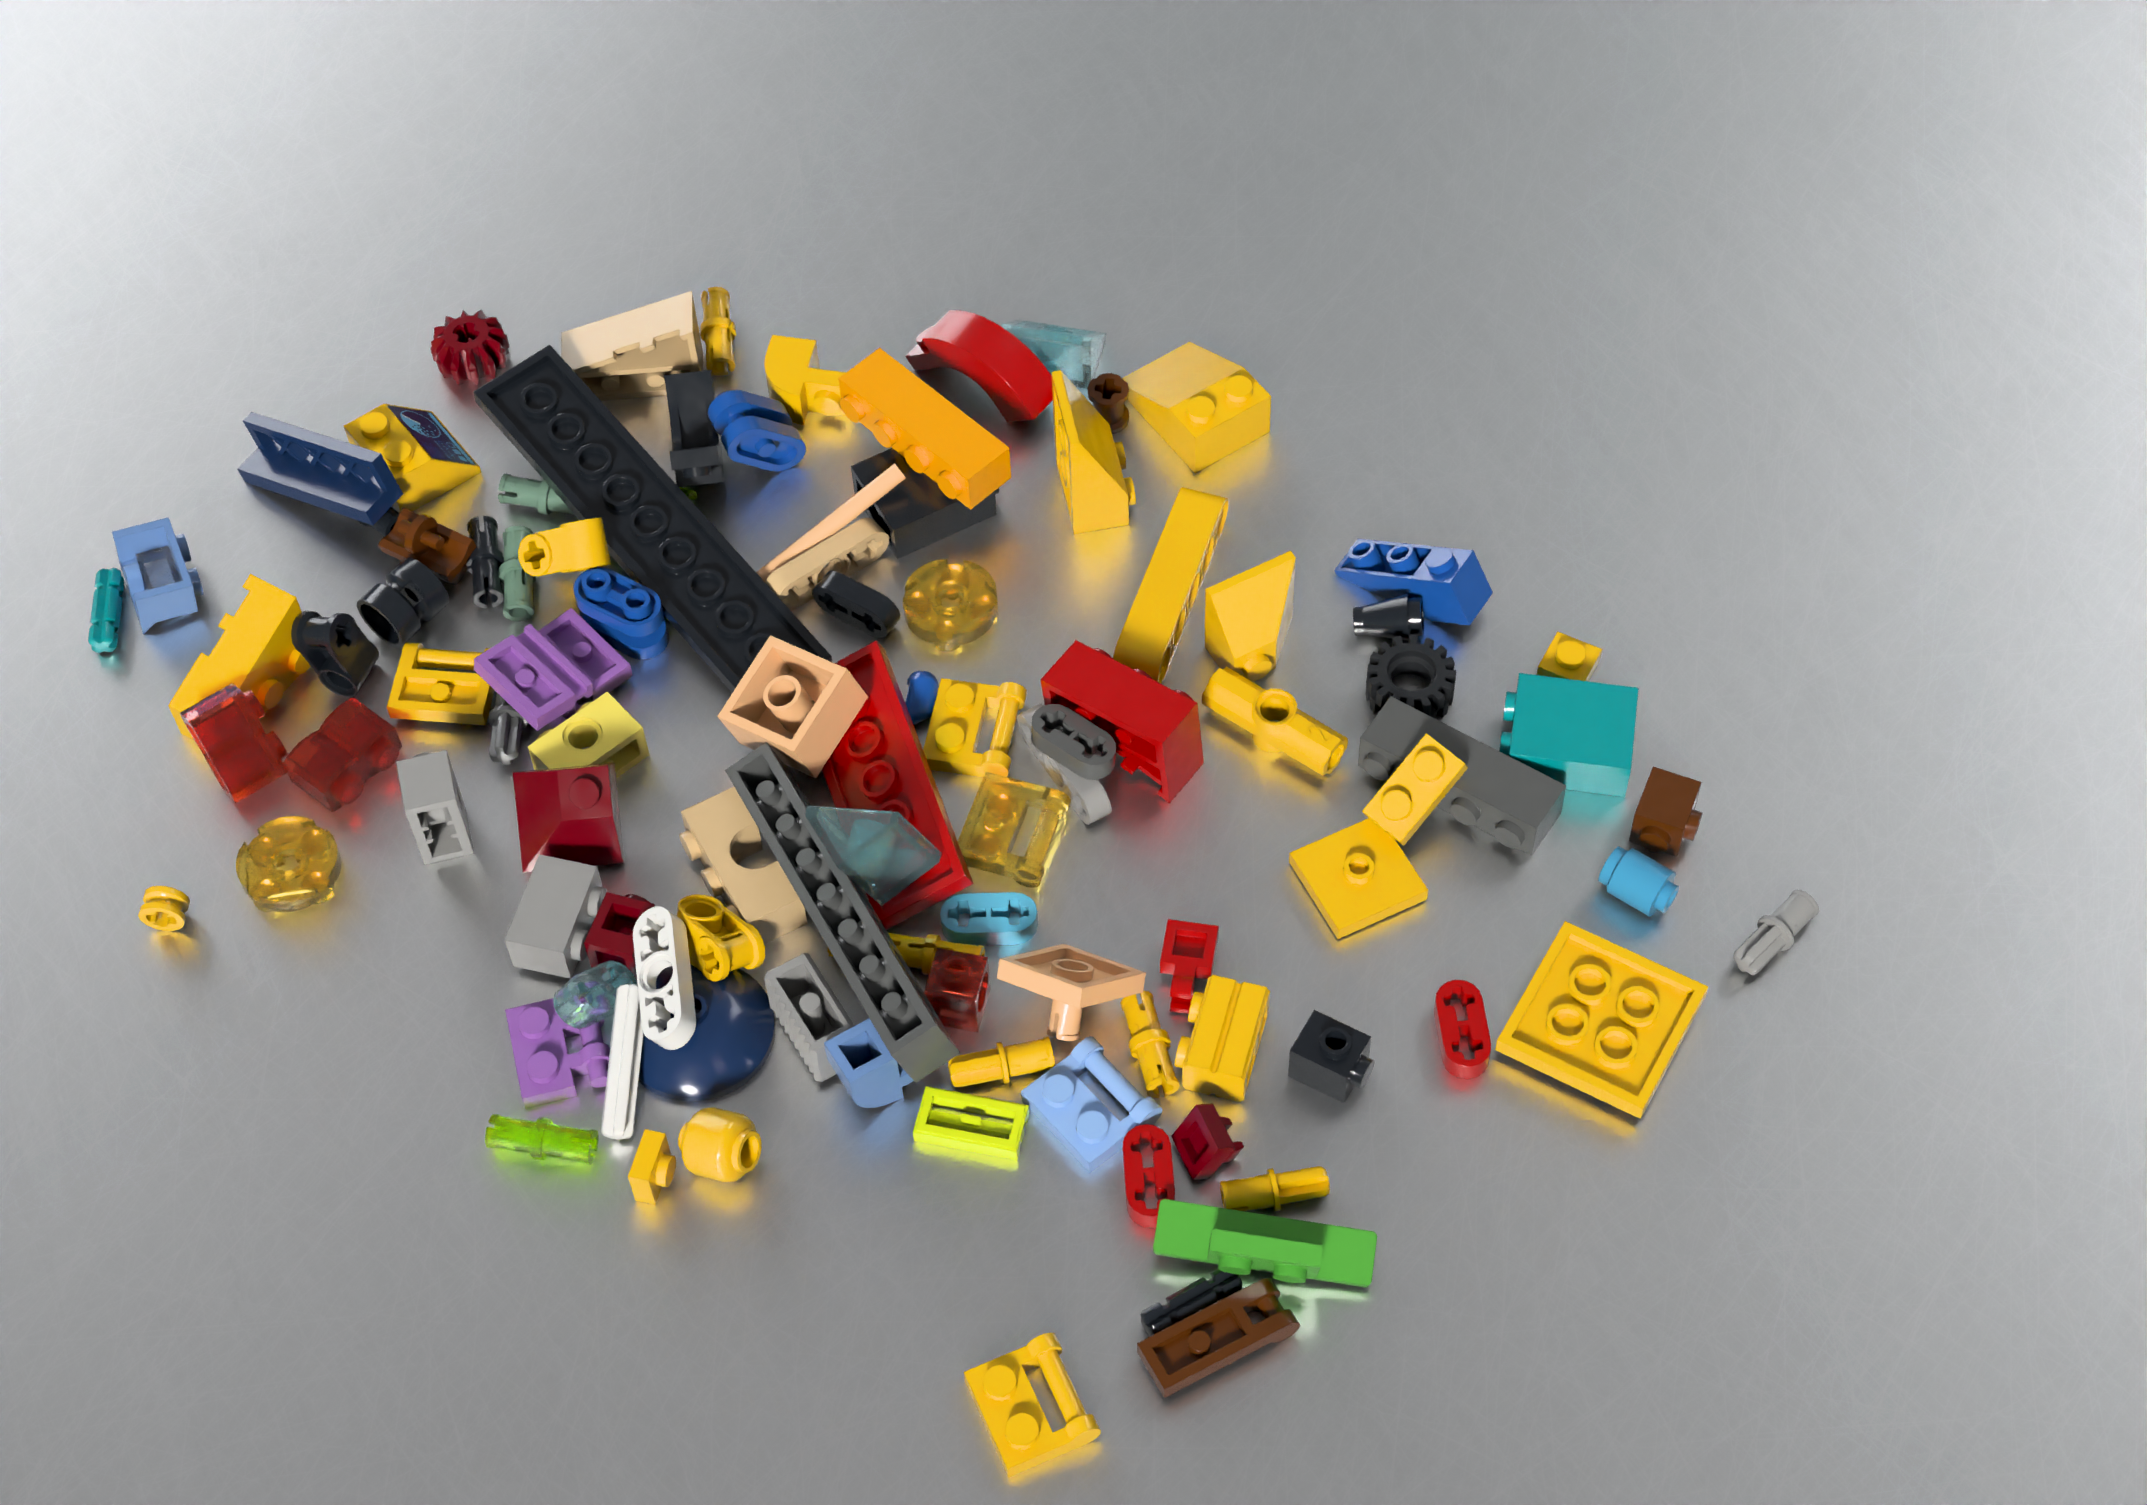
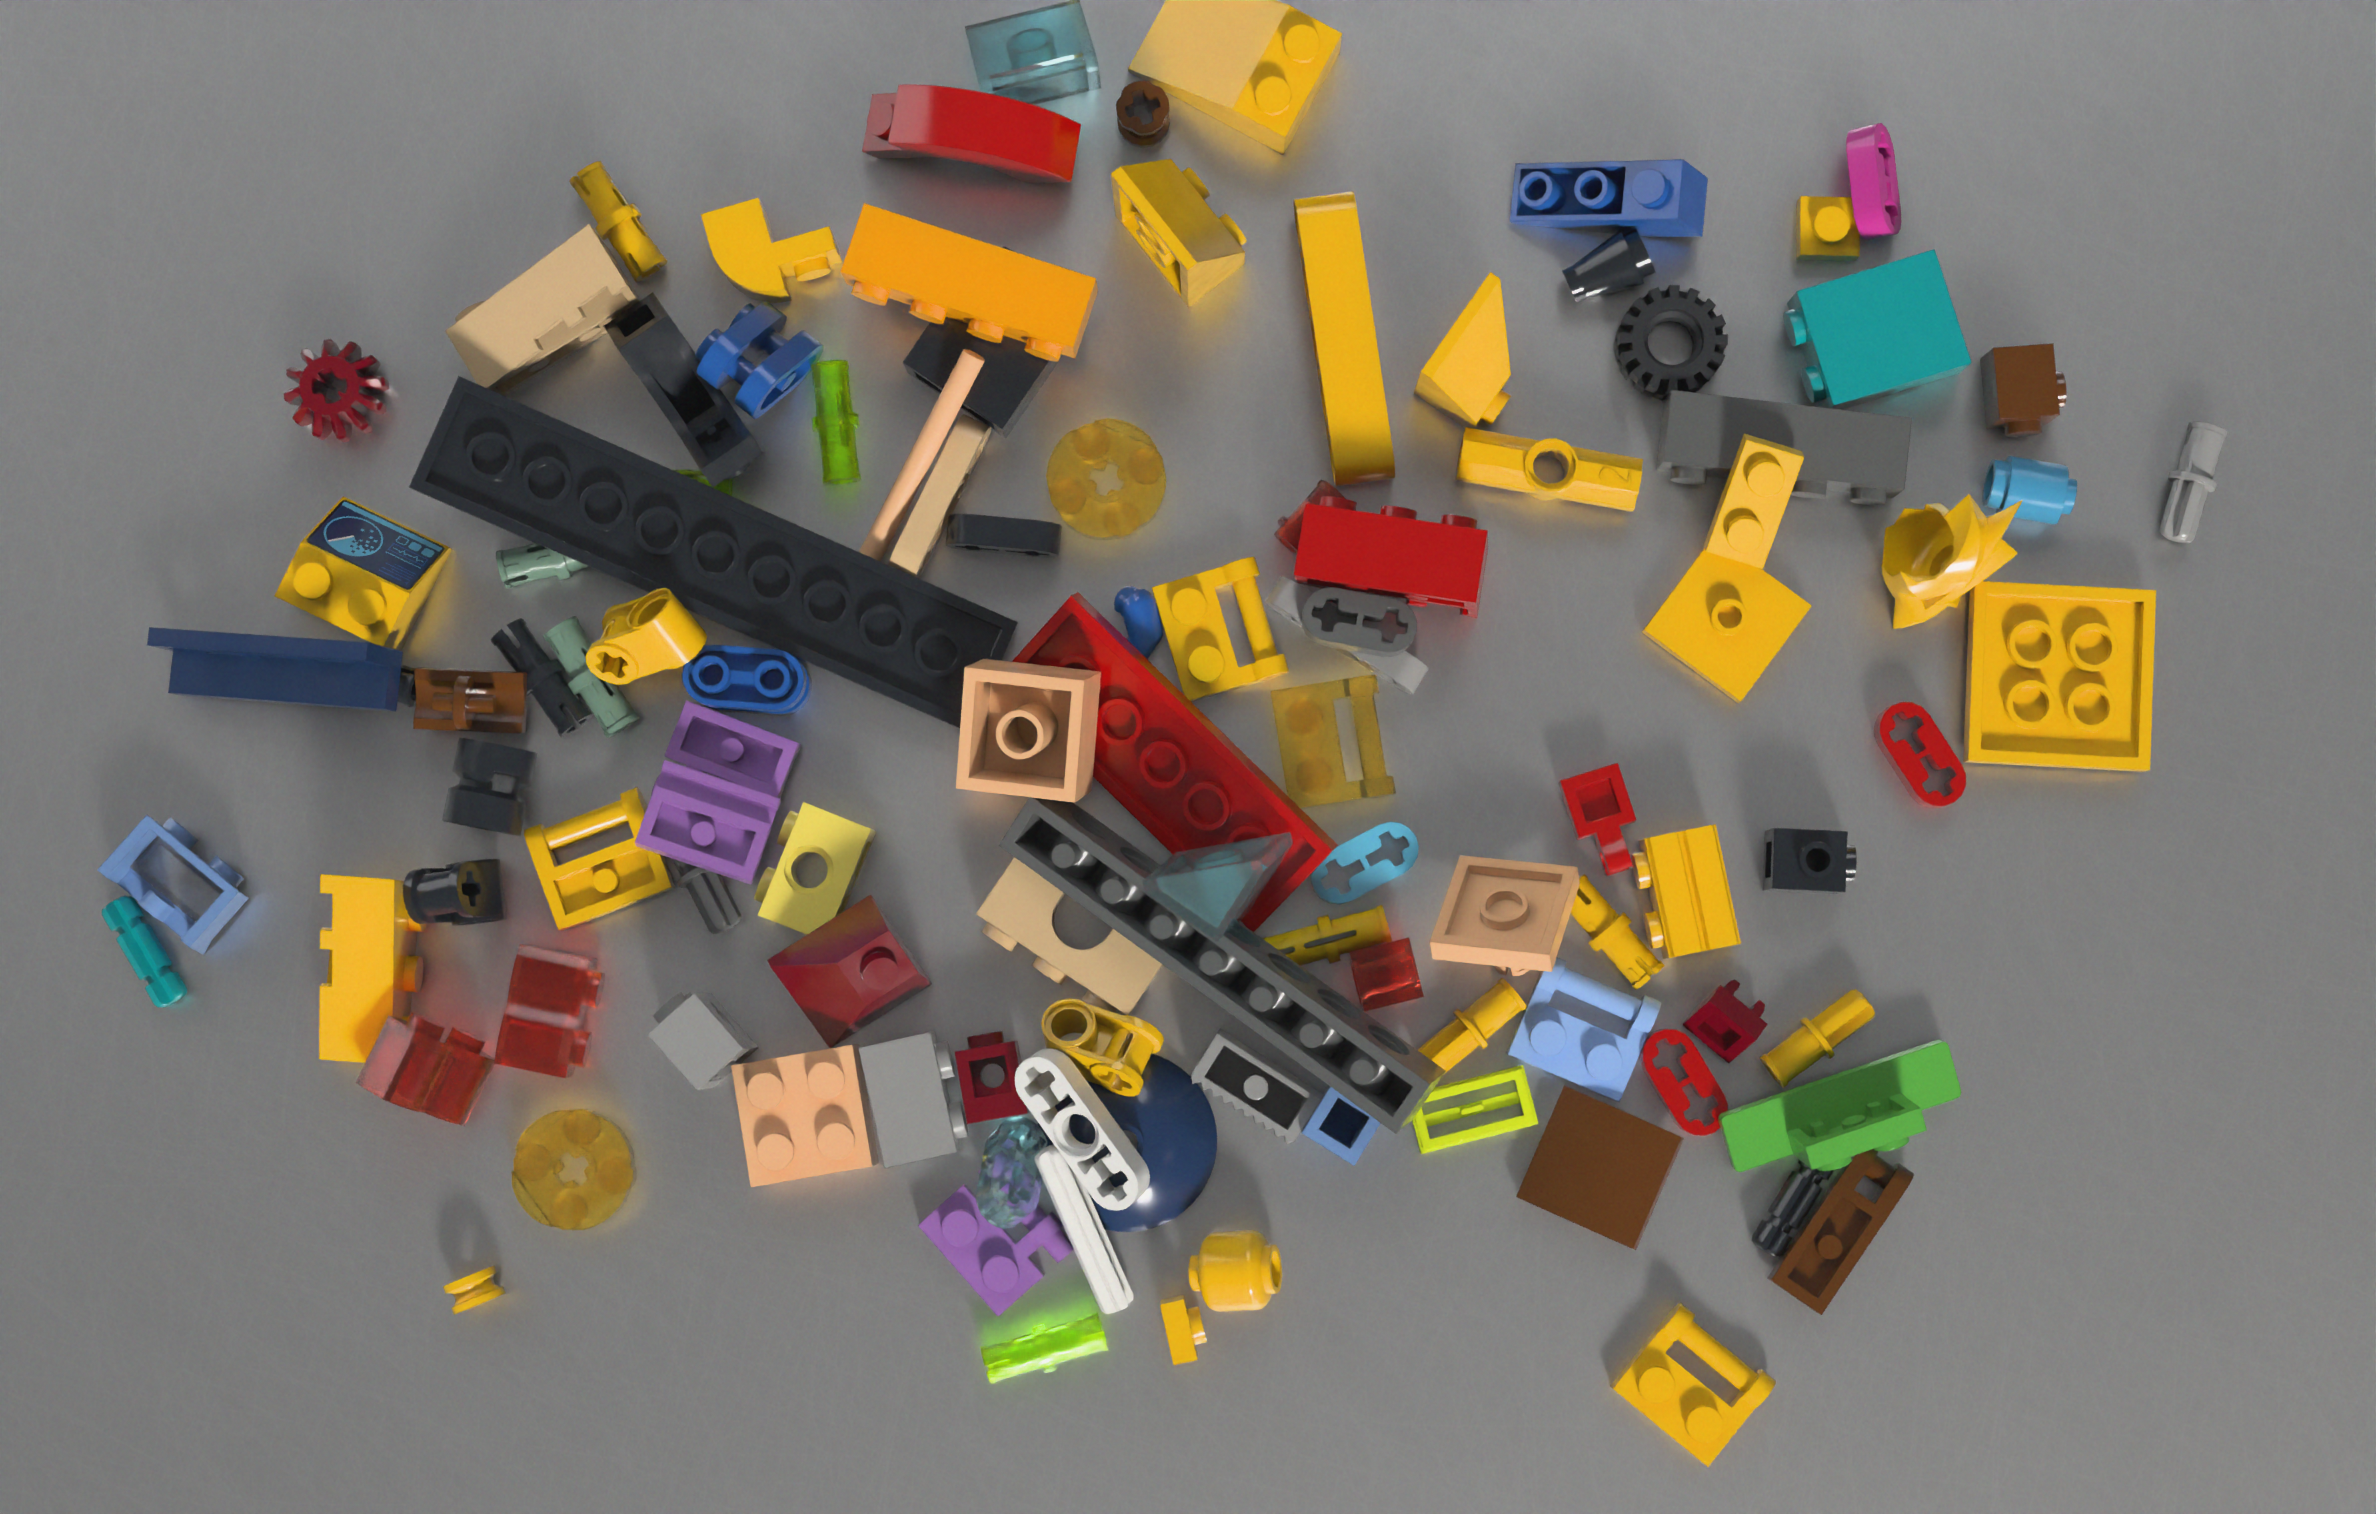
camera: 25 degrees left, 30 degrees up
(468, 894) = (804, 1115): none -> light nougat brick
(785, 497) = (835, 422): none -> clear neon green pin
(1047, 1204) = (1600, 1167): none -> reddish brown slope
(1545, 888) = (1941, 555): none -> yellow hair
(1616, 641) = (1873, 181): none -> dark pink beam

